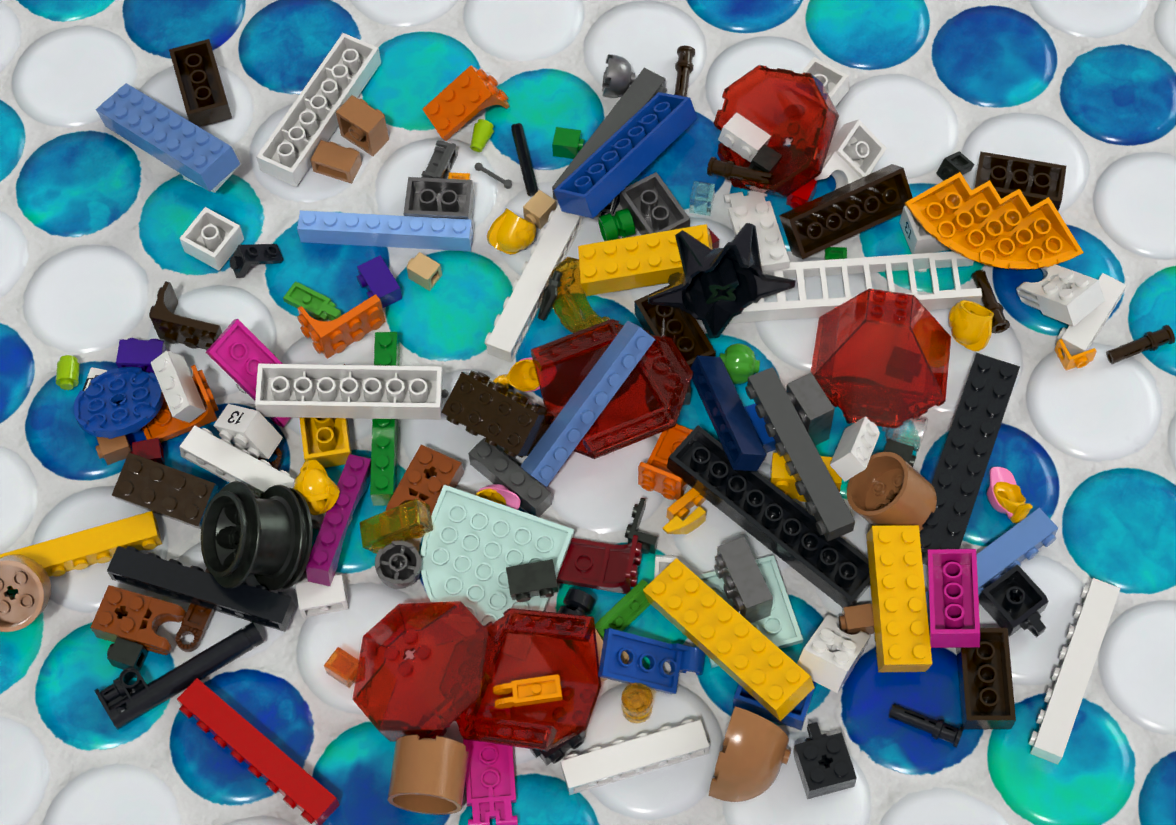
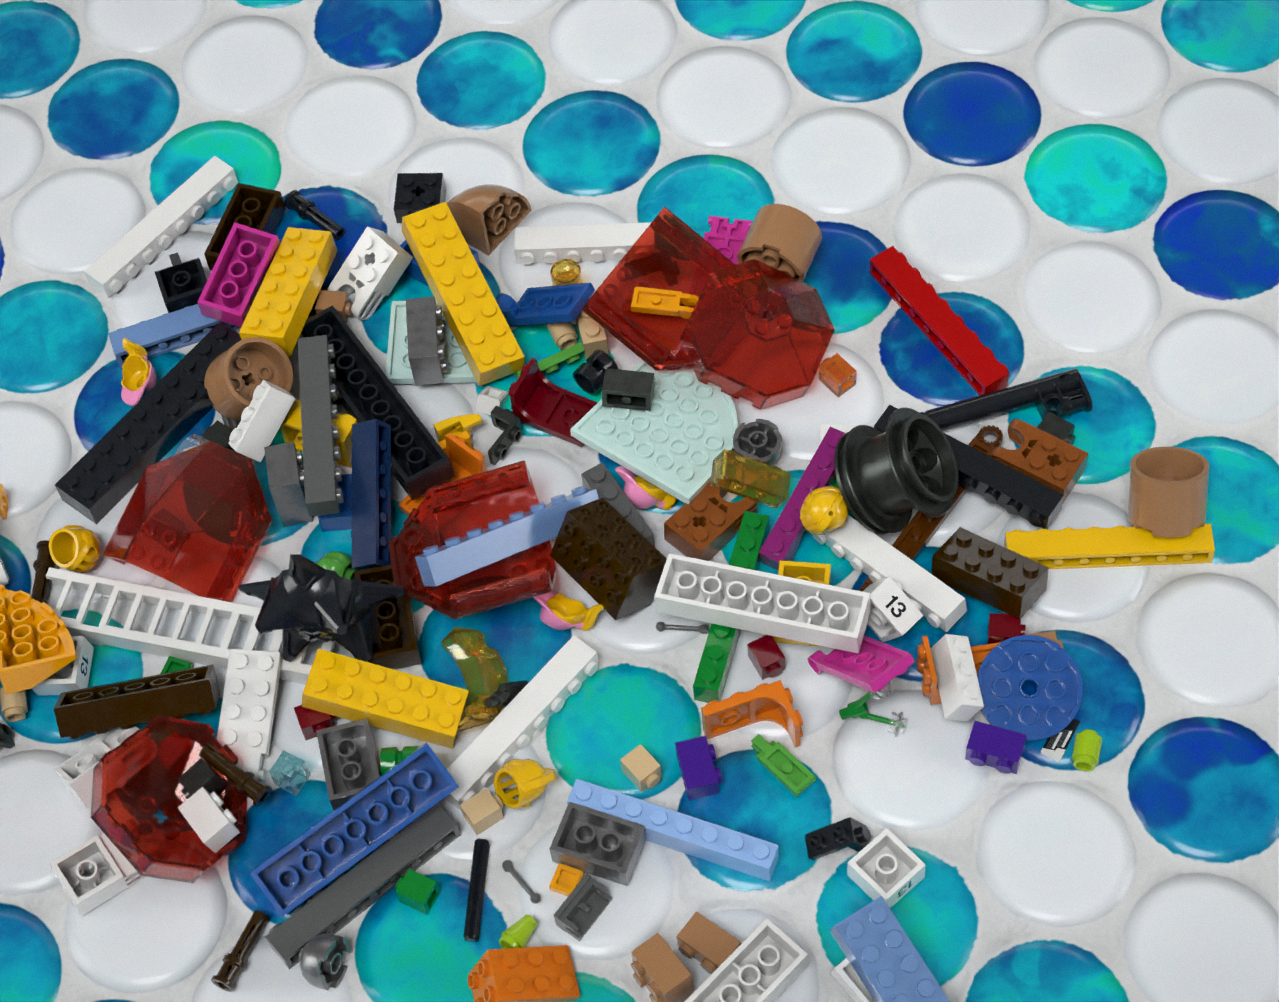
camera: 160 degrees left, 5 degrees down
(178, 328) = (940, 754): dark brown bracket -> none

